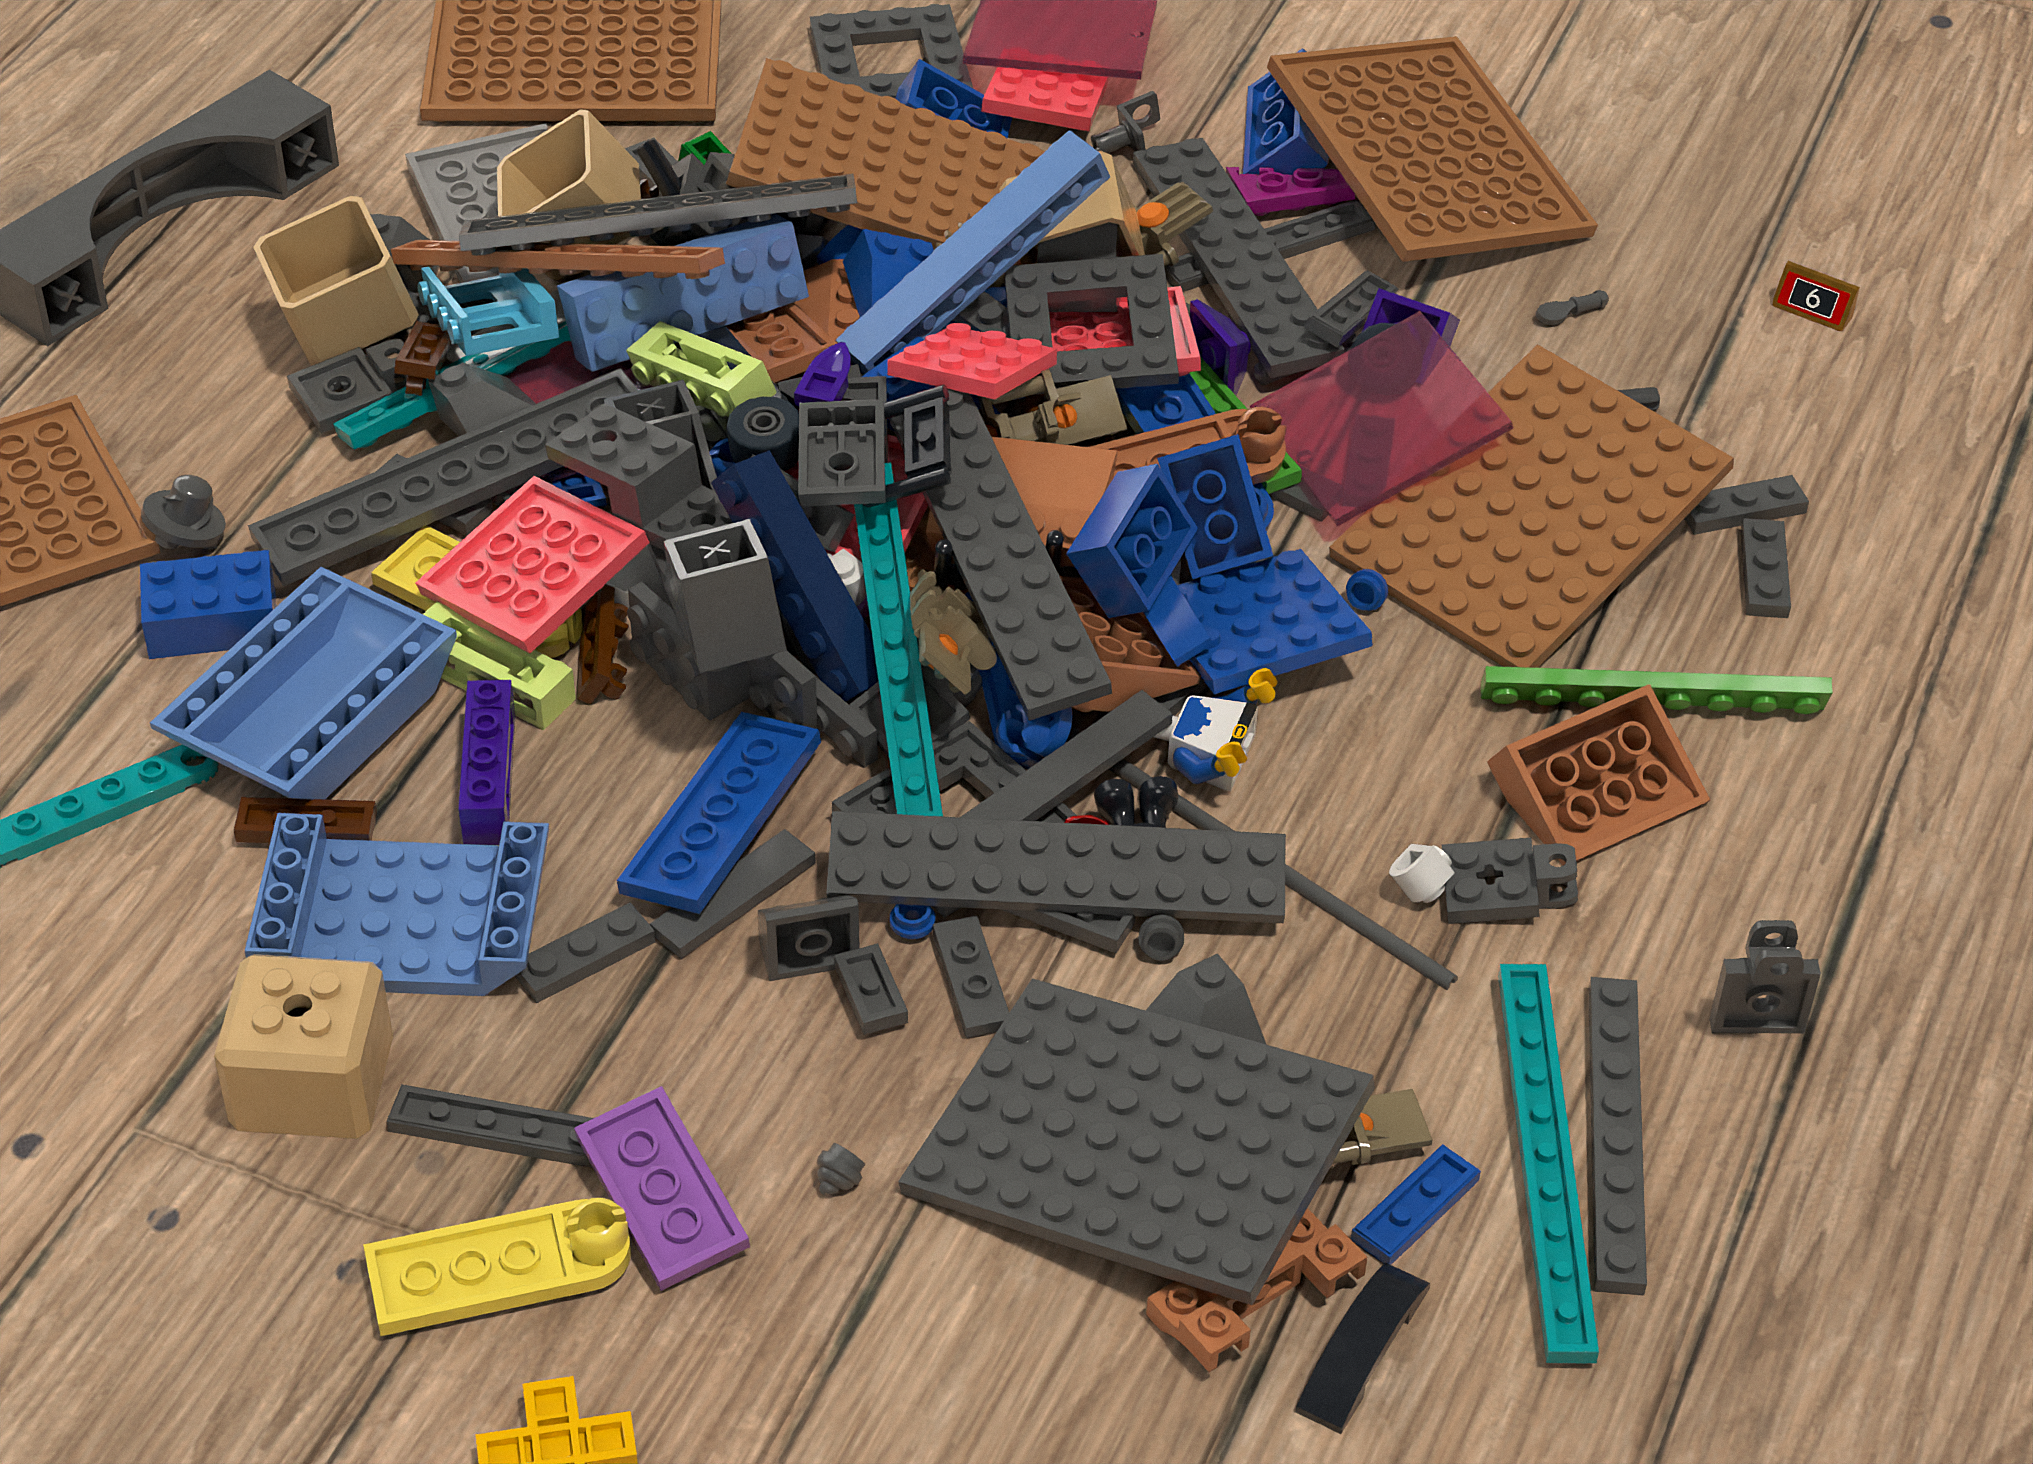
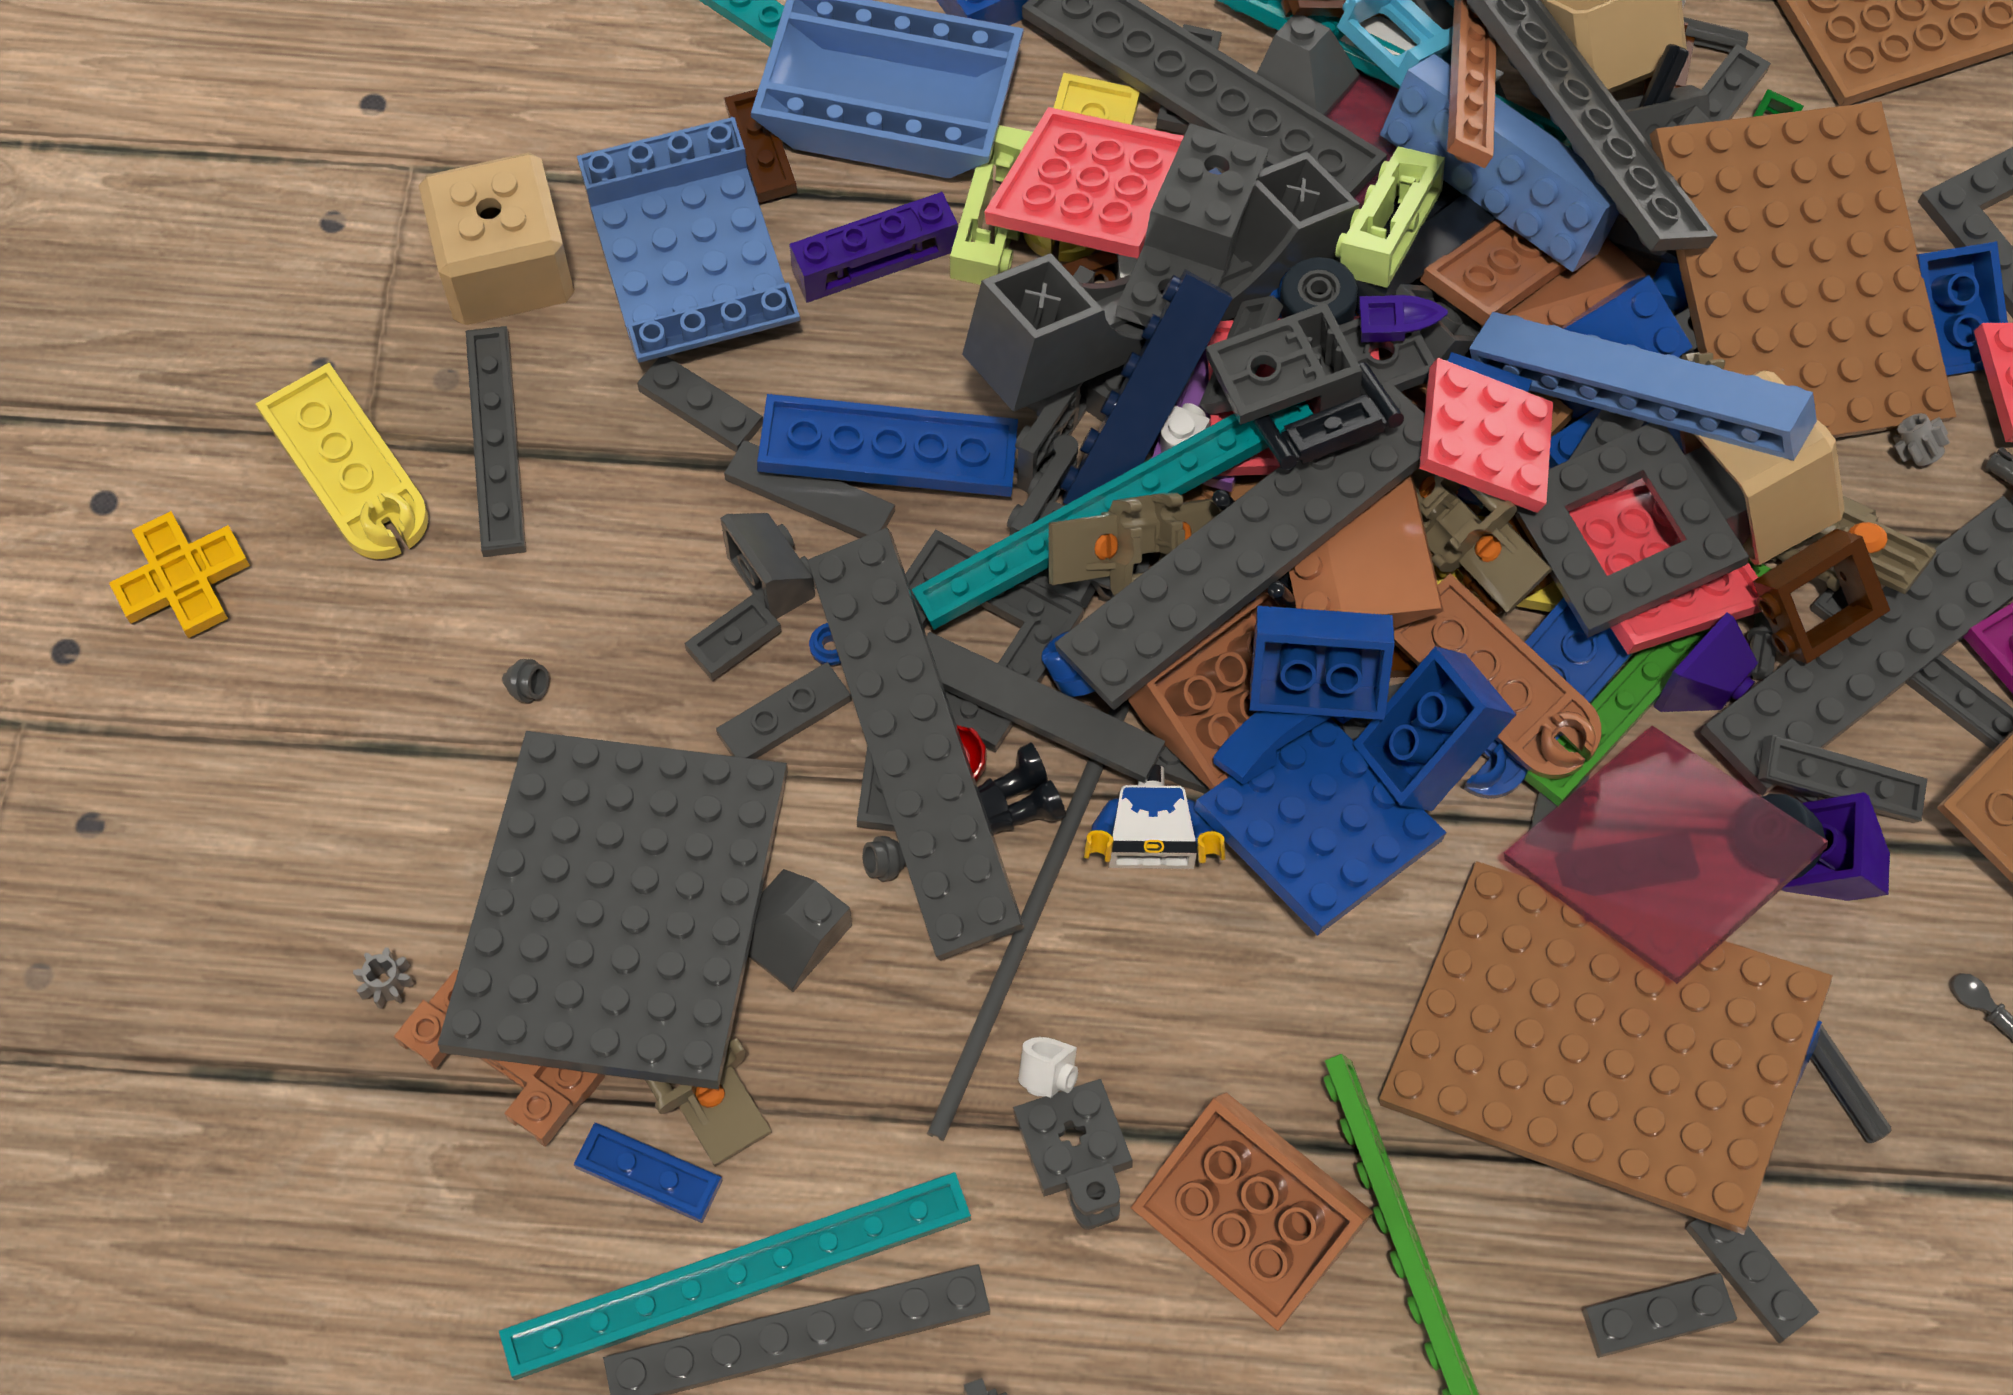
camera: 70 degrees right, 20 degrees up
(663, 1186) = (450, 551): medium lavender plate -> none
(1131, 1365) = (376, 966): none -> light grey gear
(1194, 253) = (1858, 581): none -> reddish brown window
(1360, 1345) = (476, 1166): black slope -> none
(1367, 590) = (1429, 914): blue plate -> none

